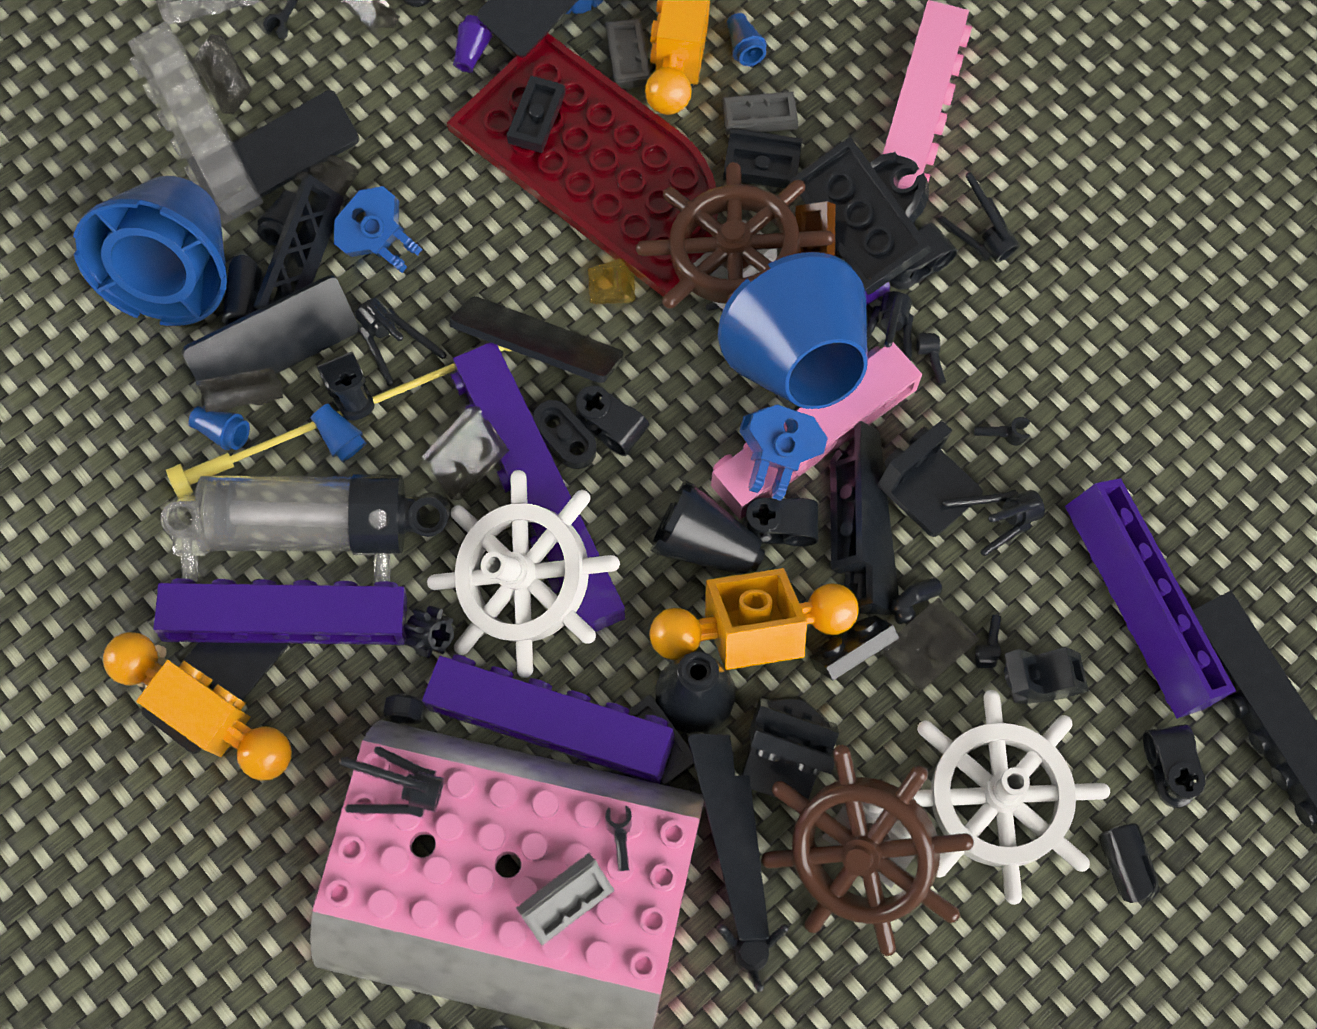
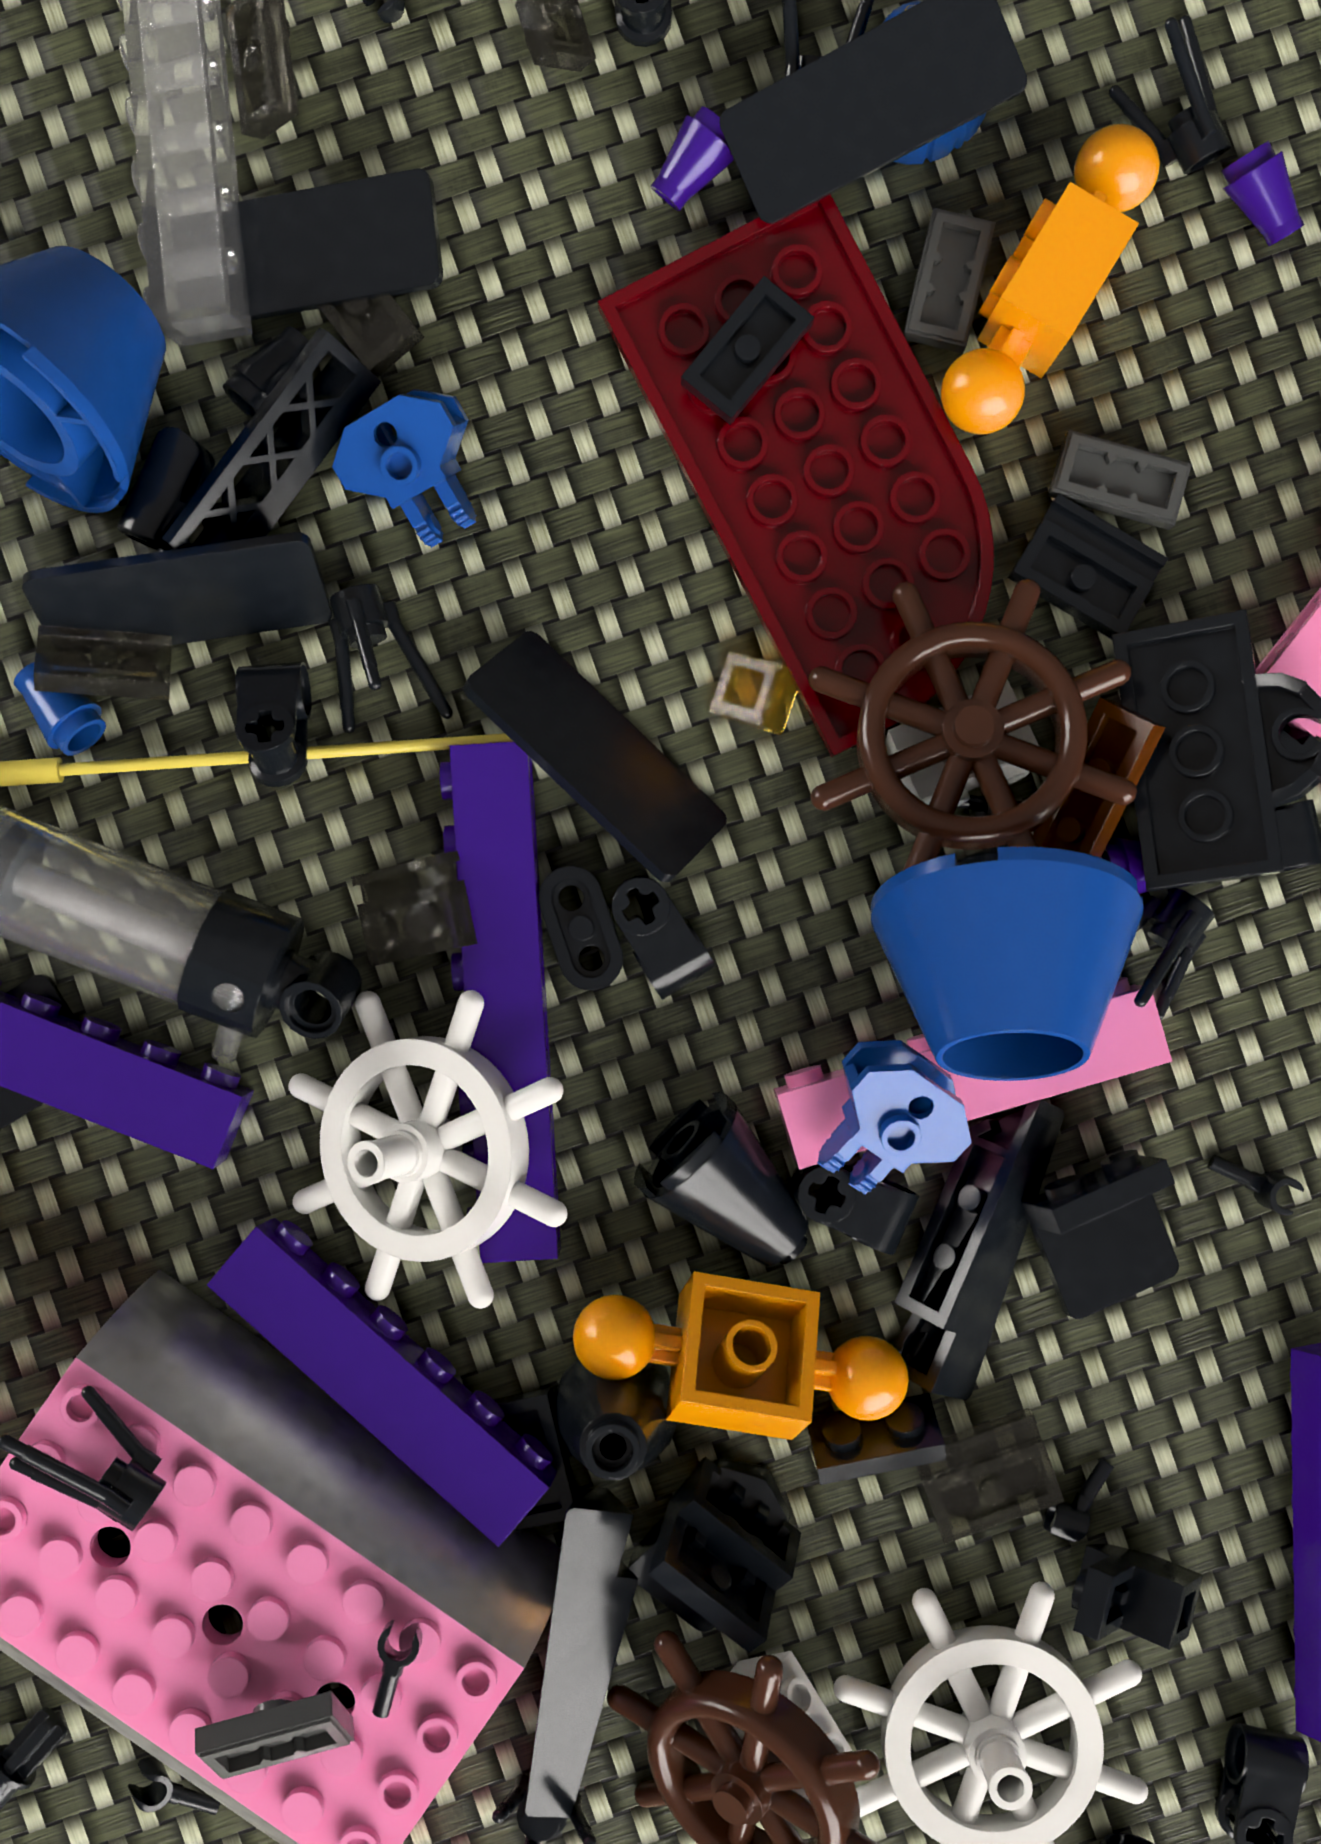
camera: 20 degrees right, 20 degrees up
(338, 433) = (233, 794): blue cone -> none
(404, 709) = (183, 1270): black tile -> none
(429, 631) = (260, 1170): black gear -> none
(746, 42) = (1155, 331): blue cone -> none
(914, 594) = (995, 1396): black arm -> none
(930, 345) = (1211, 1000): black hand -> none
(1017, 510) = (1218, 1326): black plant -> none

